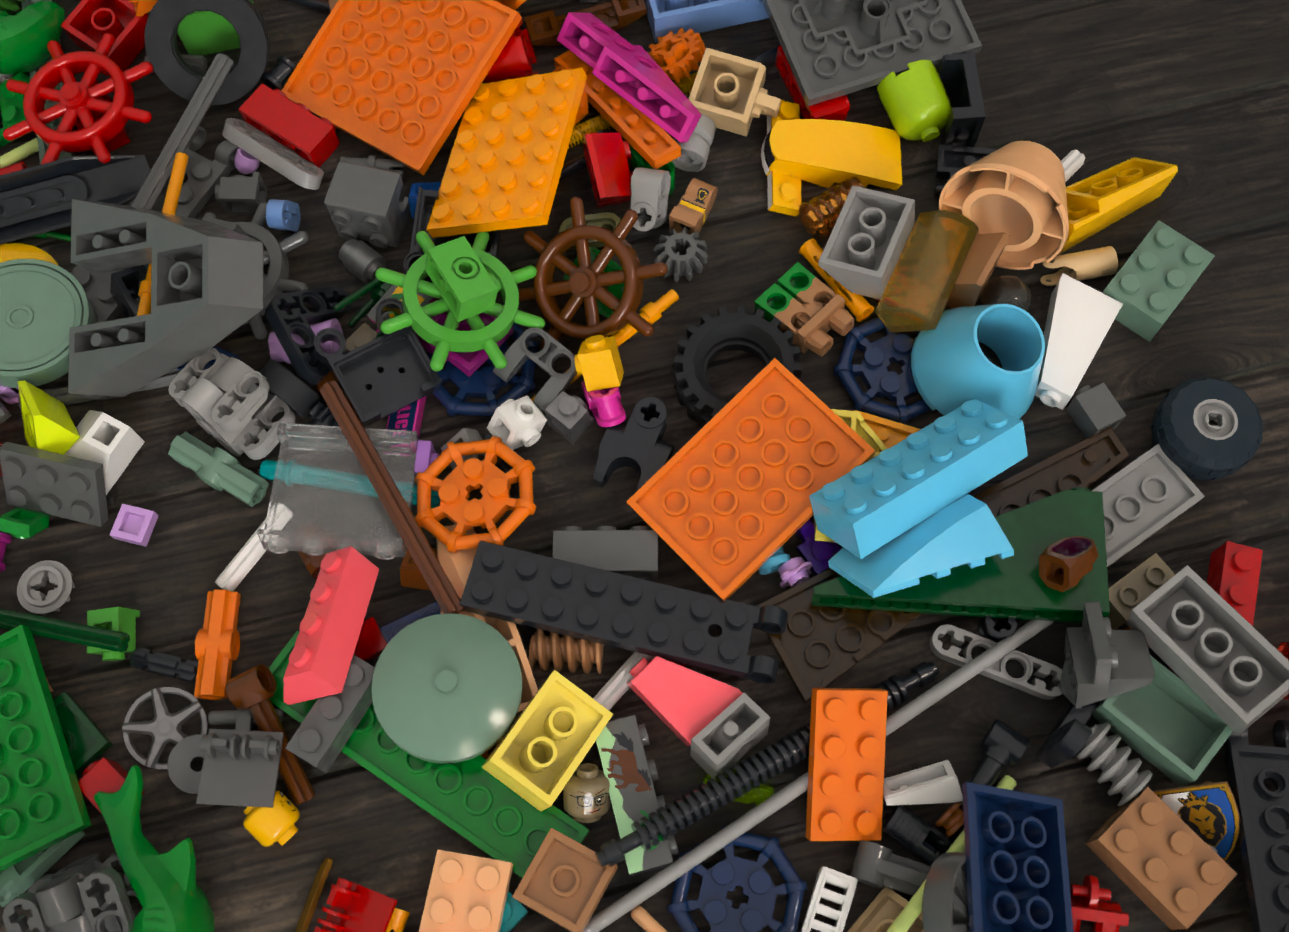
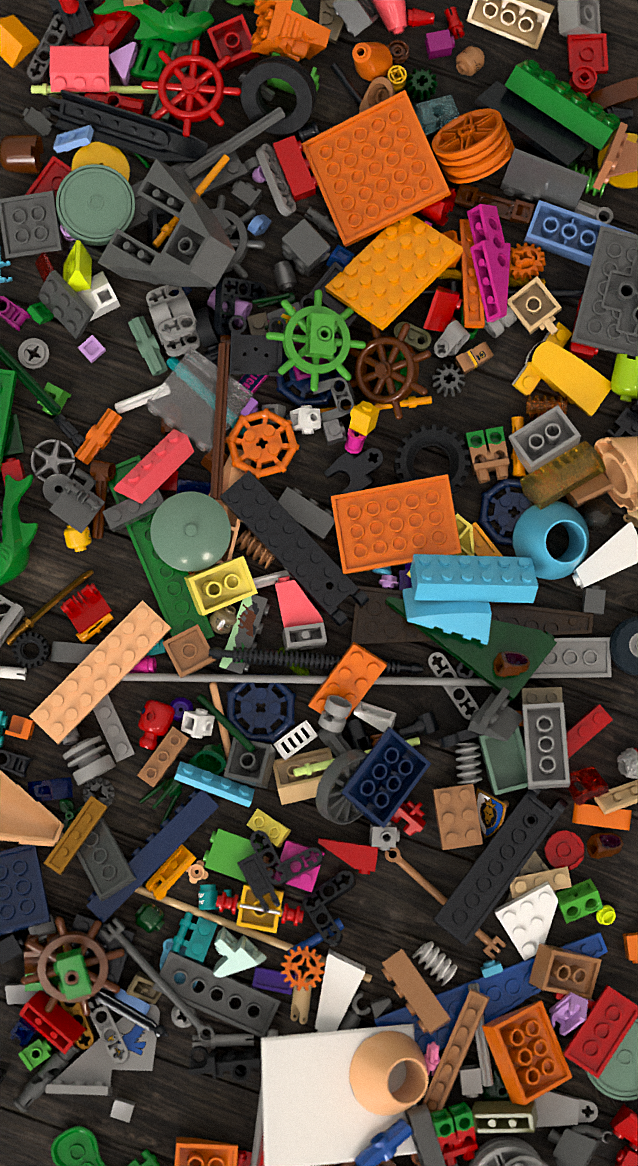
camera: 30 degrees right, 15 degrees up
(865, 829) = (334, 715): none -> light grey wheel

